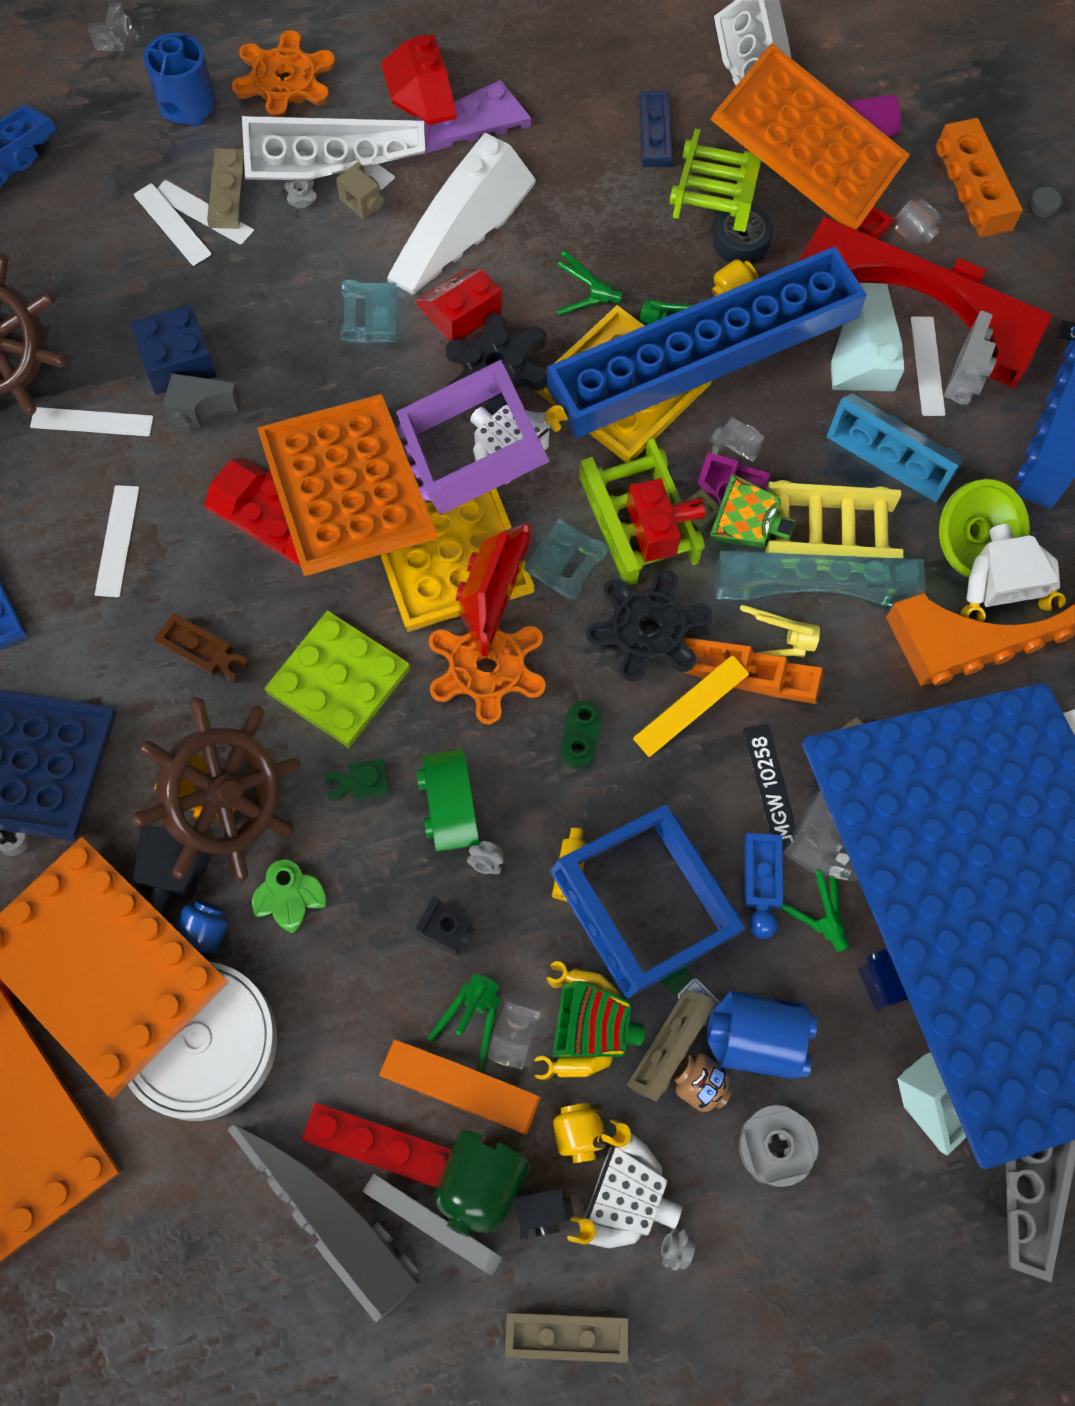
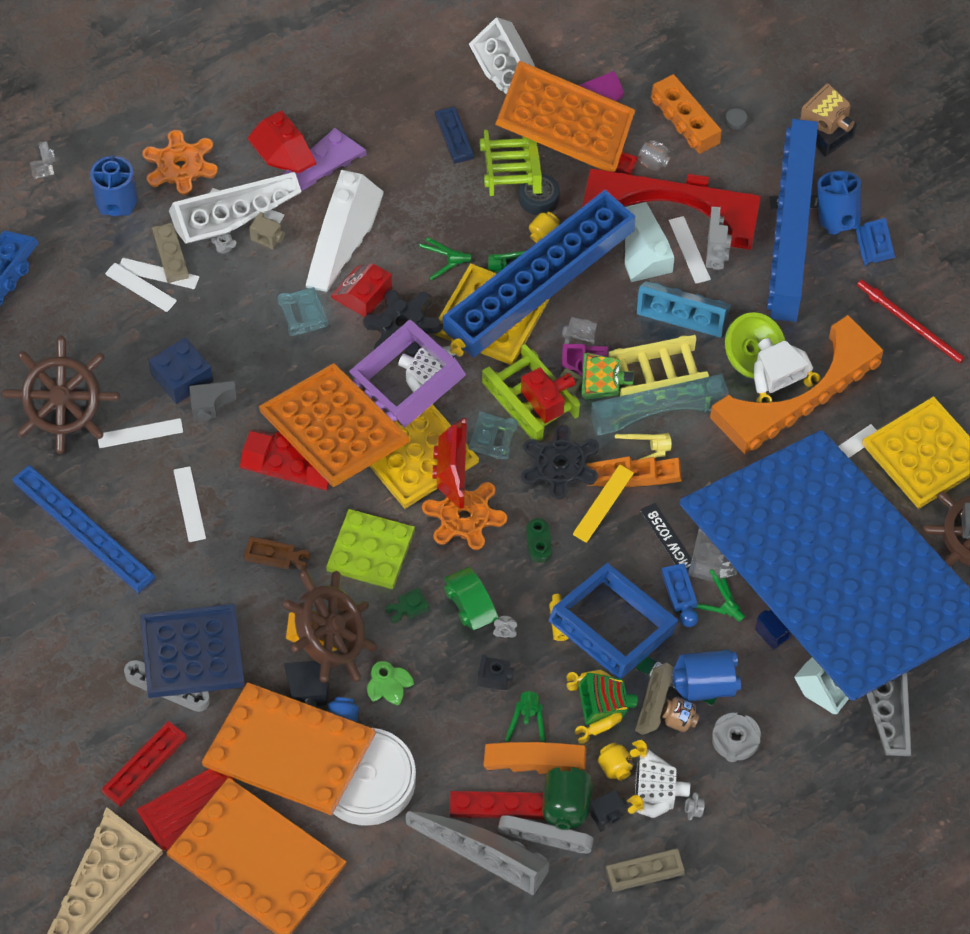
camera: 15 degrees left, 10 degrees down
(513, 1035) = (557, 722): clear bracket -> none

